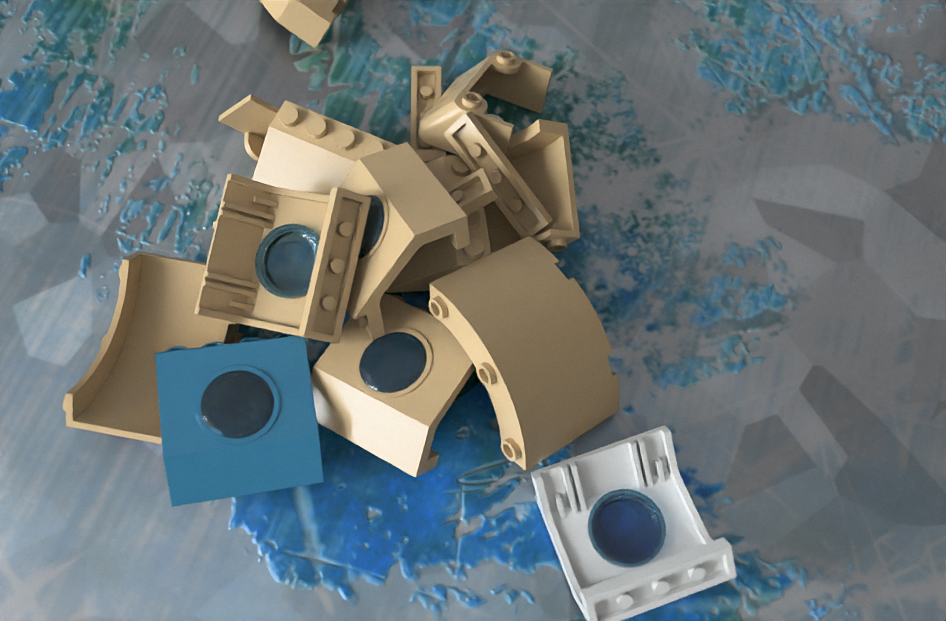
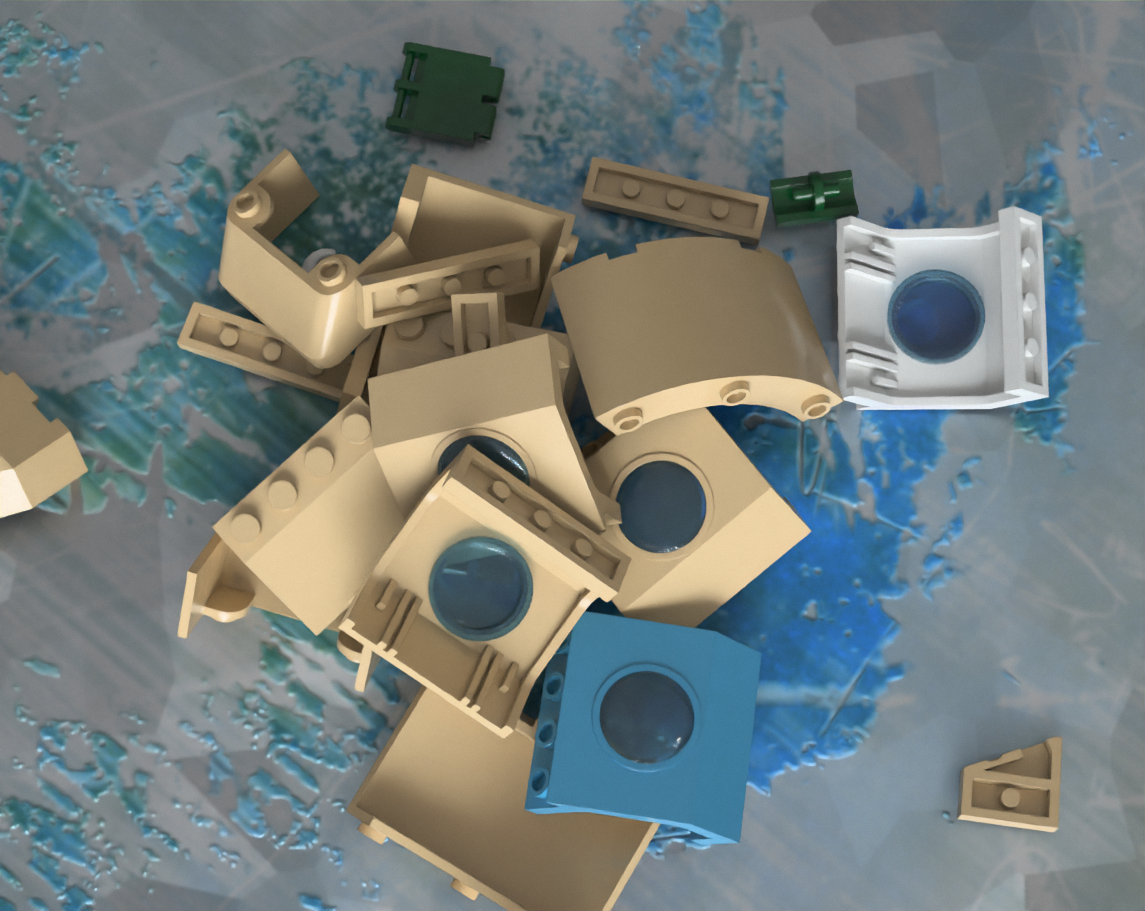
camera: 70 degrees left, 10 degrees up
(631, 319) = (675, 201): none -> tan plate
(637, 157) = (446, 95): none -> dark green plate
(675, 406) = (813, 198): none -> dark green hips

